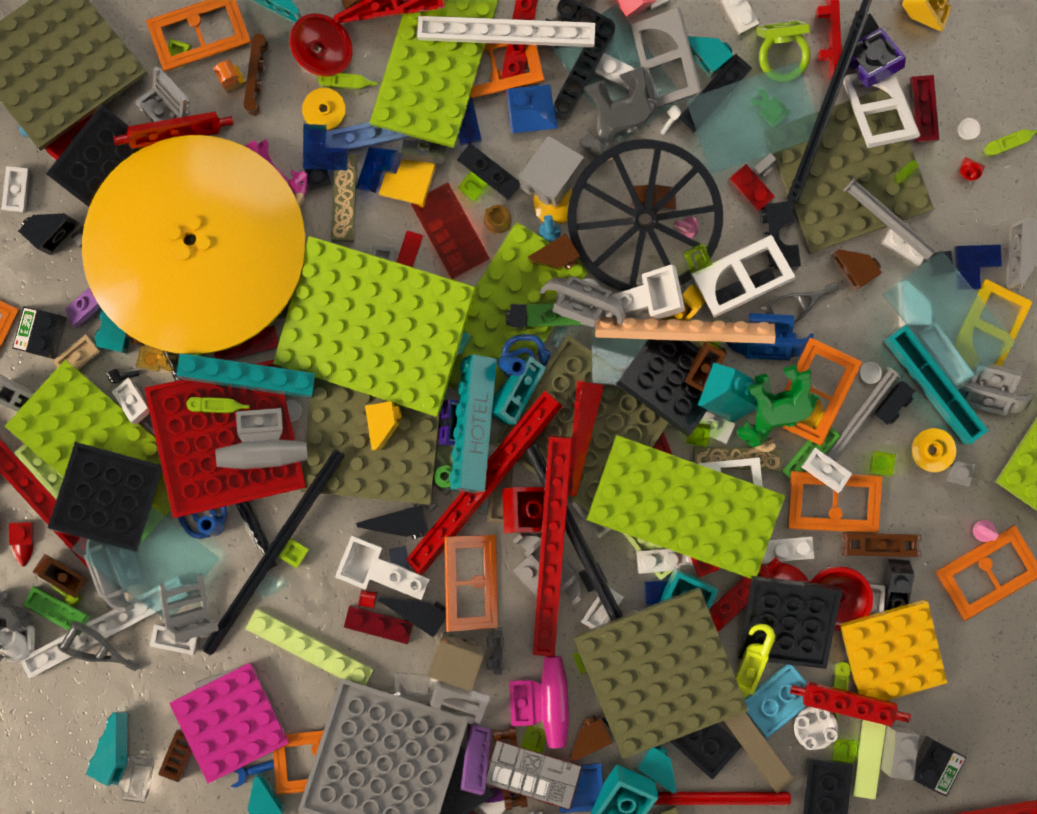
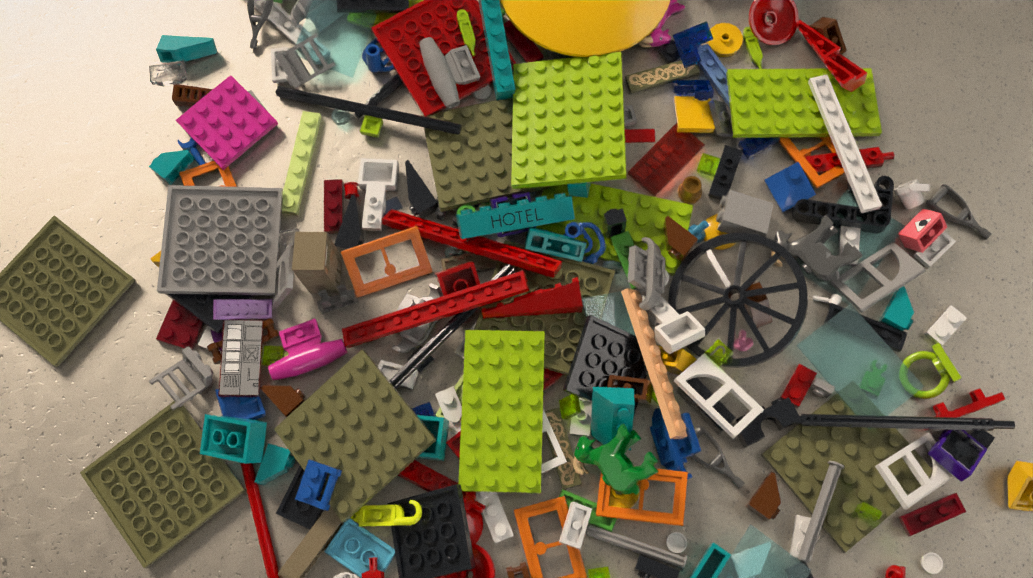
camera: 80 degrees right, 15 degrees down
(382, 422) = (492, 149): yellow slope -> none
(699, 730) = (313, 482): none -> blue plate

